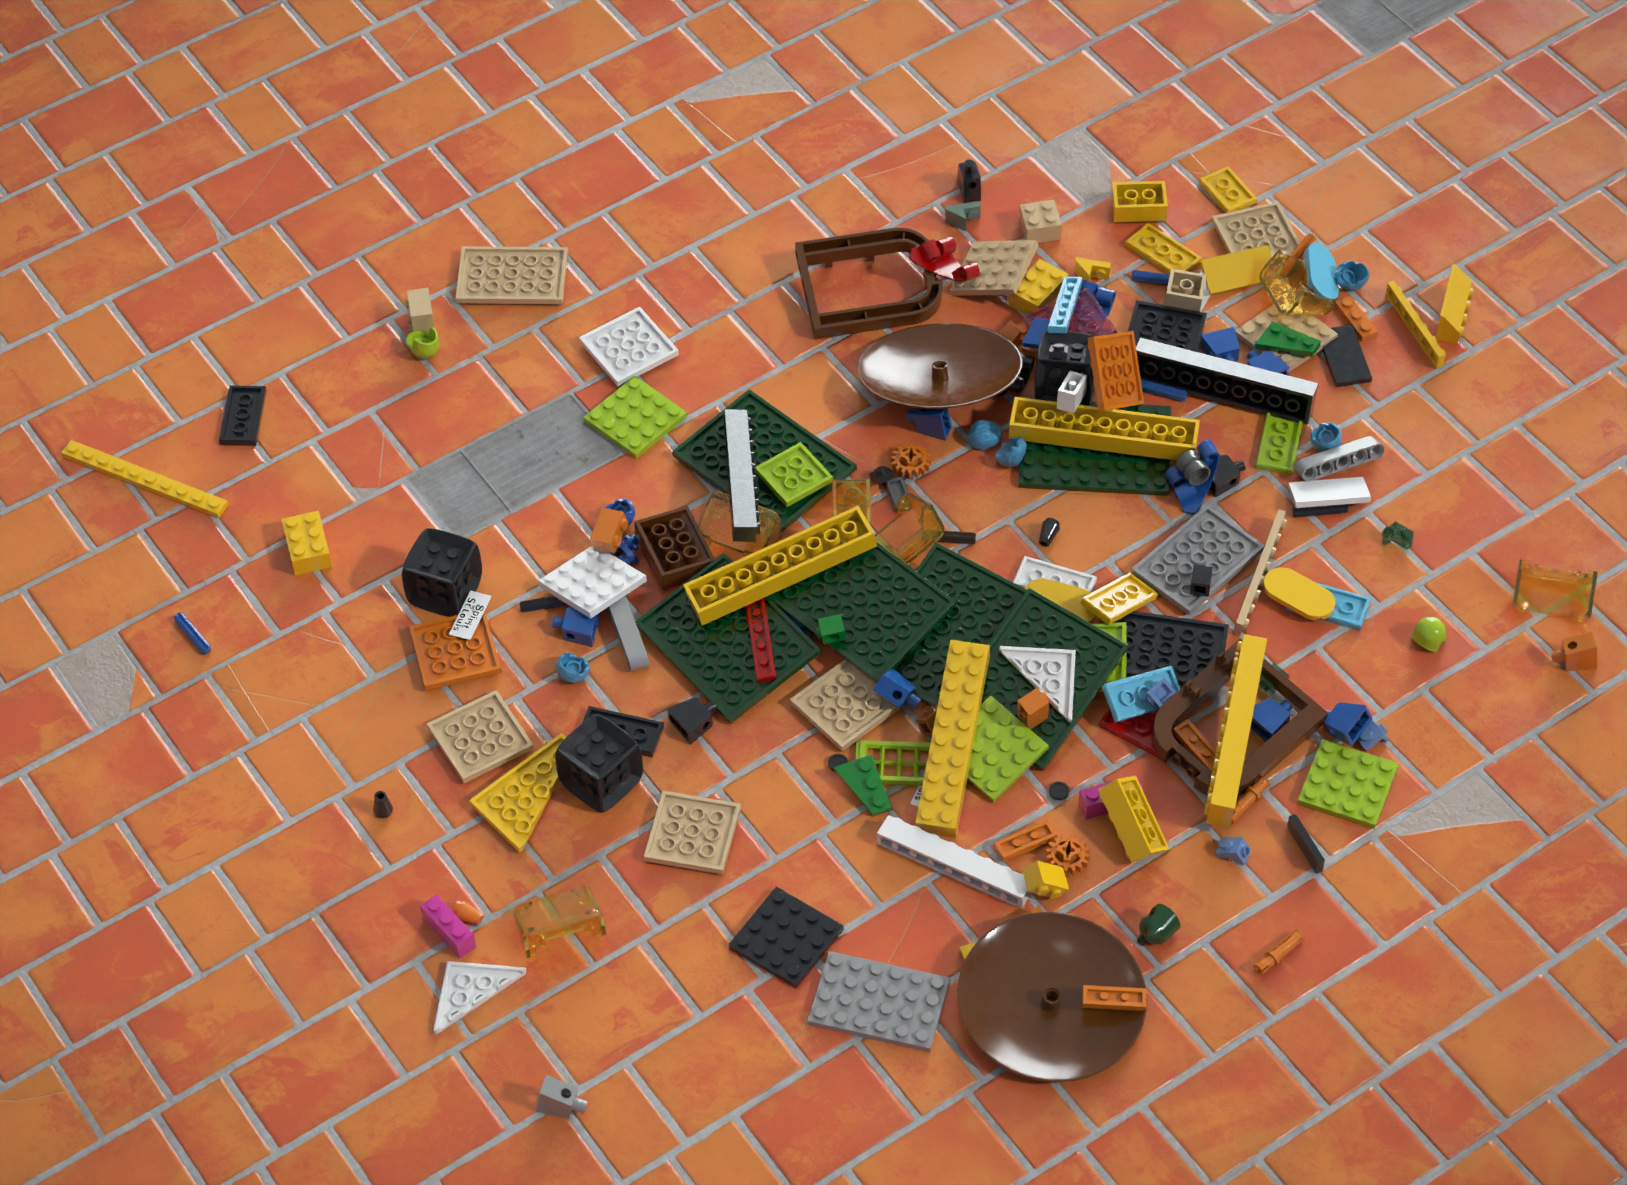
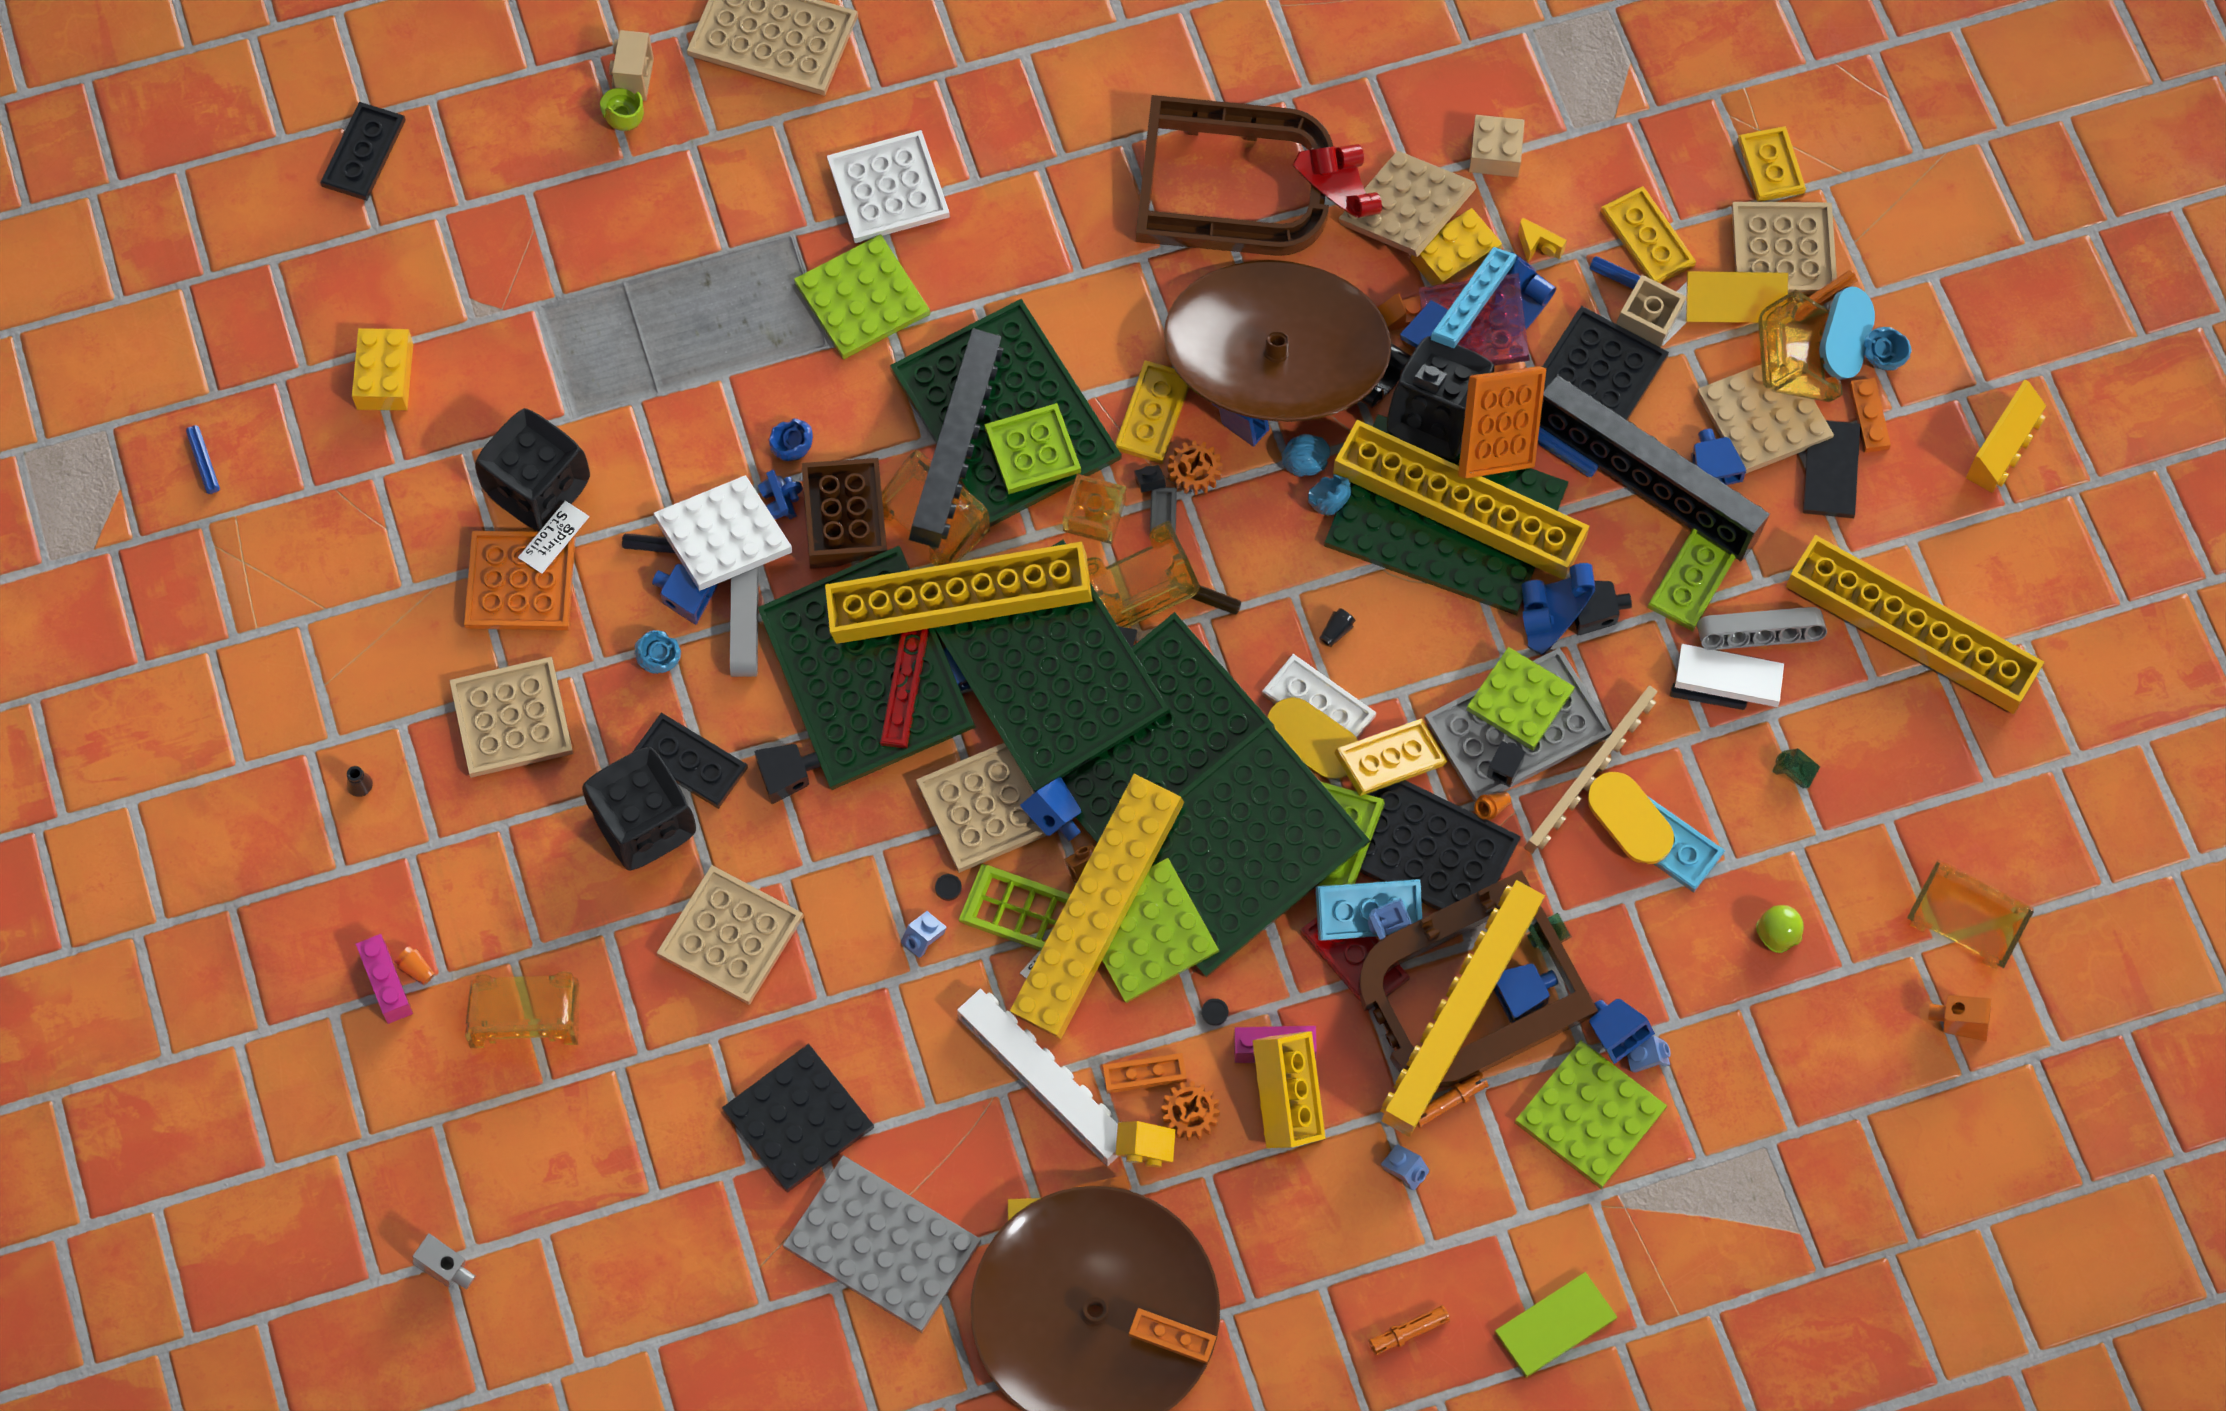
camera: 15 degrees right, 15 degrees up
(145, 479) = (212, 212): yellow plate -> none
(469, 986) = (386, 1068): white tile -> none
(519, 796) = (534, 816): yellow wing -> none
(609, 530) = (764, 468): orange brick -> none
(830, 795) = (922, 933): none -> medium blue bracket
(831, 629) = (995, 701): green brick -> none
(865, 782) = (970, 931): green wing -> none
(867, 436) = (1152, 413): none -> yellow tile
(960, 213) = (1391, 102): sand green slope -> none
(967, 174) = (1423, 50): black torso -> none
(1033, 708) = (1213, 897): orange brick -> none
(1048, 671) = (1254, 847): white tile -> none
(1071, 392) = (1430, 439): white brick -> none
(1139, 201) = (1641, 151): yellow brick -> none
(1158, 925) = (1266, 1249): dark green piece -> none
(1193, 468) = (1556, 594): dark grey wheel -> none
(1193, 540) = (1520, 698): none -> lime plate
(1195, 743) = (1412, 1000): orange plate -> none
(1200, 610) = (1490, 805): none -> orange cone
(1221, 344) = (1669, 410): blue torso -> none
(1284, 338) = (1758, 426): green wing -> none
(1305, 843) = (1501, 1186): black tile -> none
(1326, 436) = (1757, 590): dark azure hair -> none
(1379, 921) = (1555, 1324): none -> lime tile
(1415, 324) = (1944, 442): yellow plate -> none
(1441, 429) = (1914, 624): none -> yellow brick

